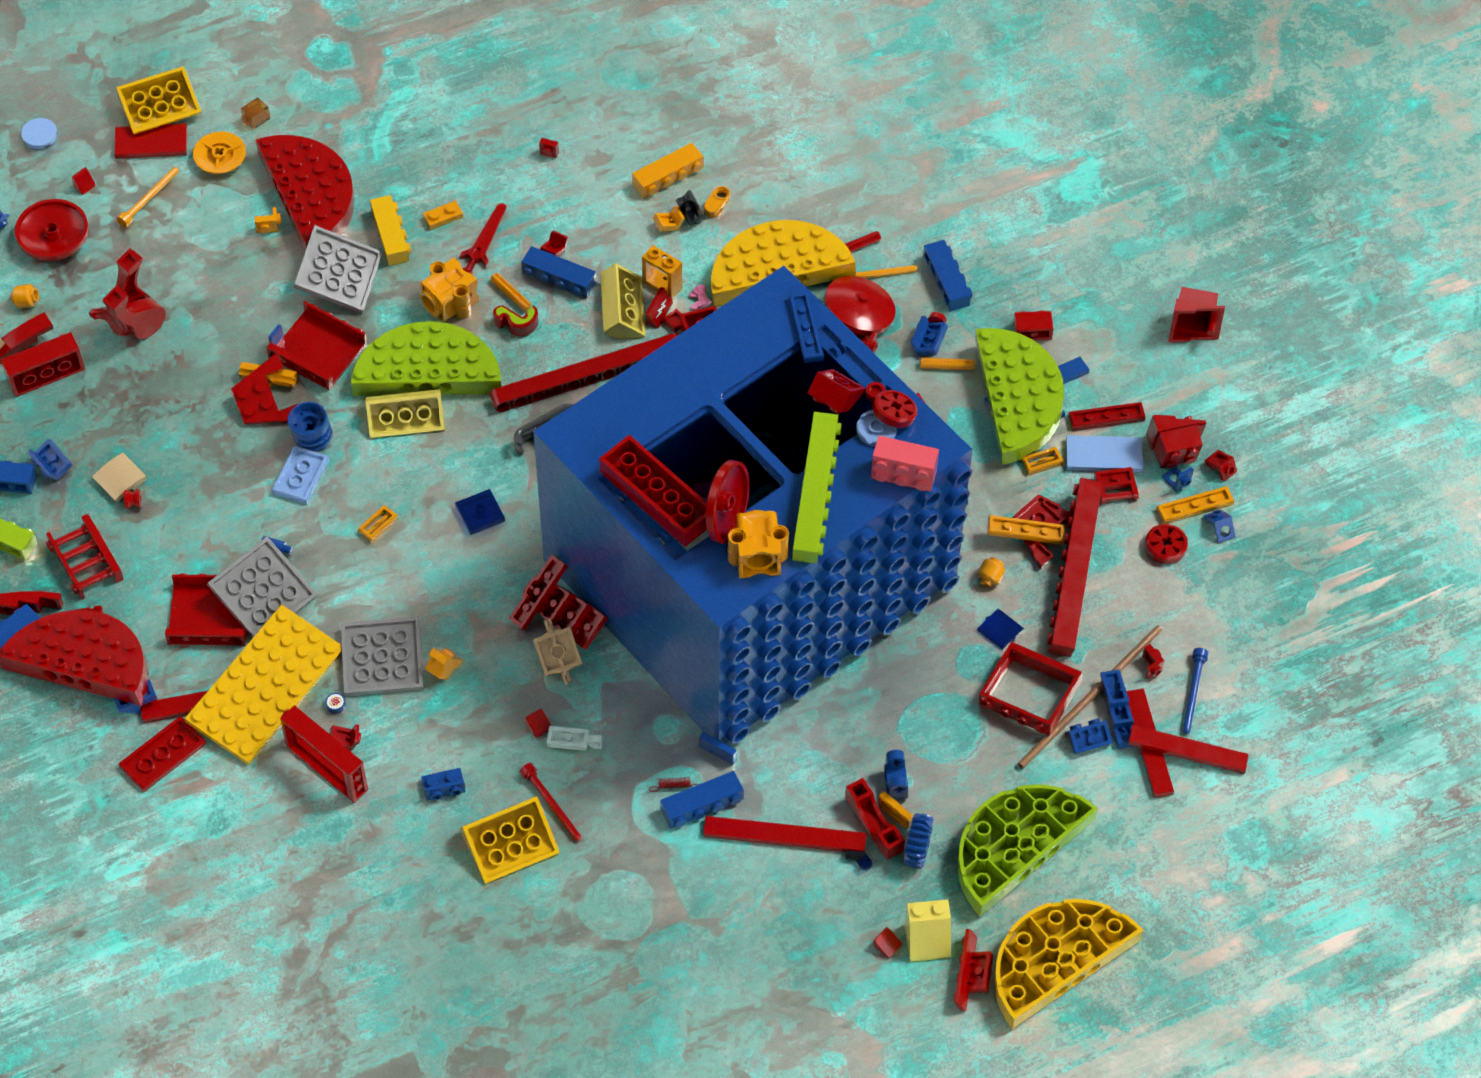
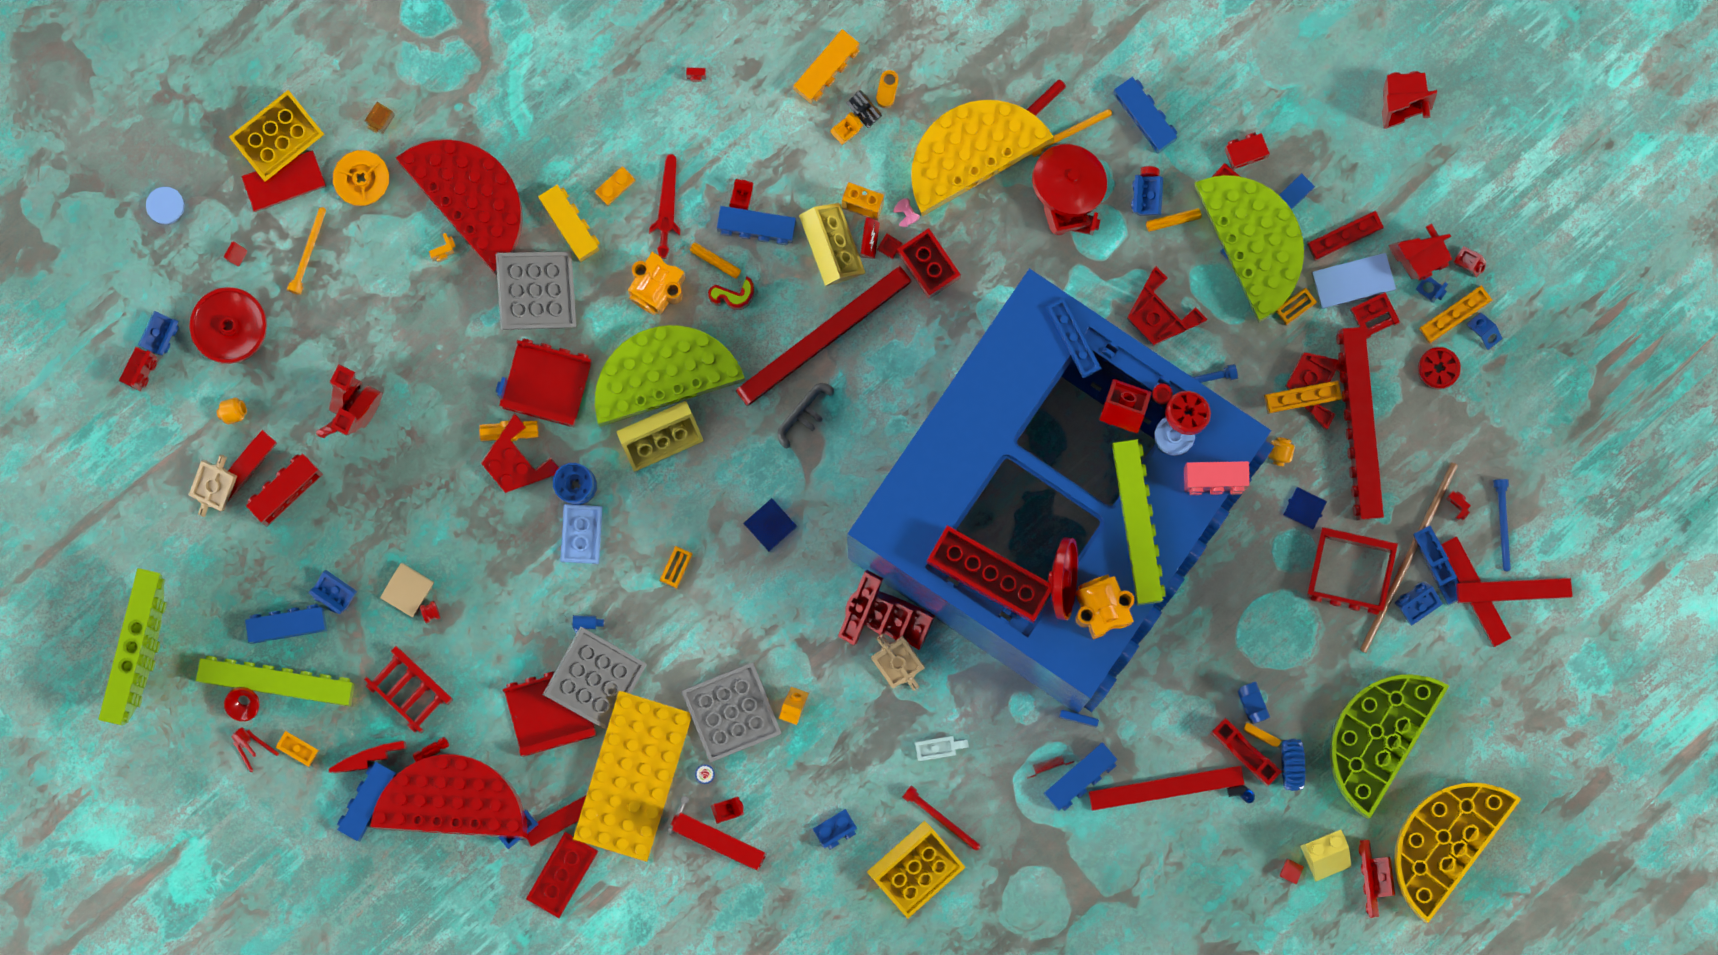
camera: 15 degrees left, 25 degrees up
(537, 723) = (903, 740): red slope -> none

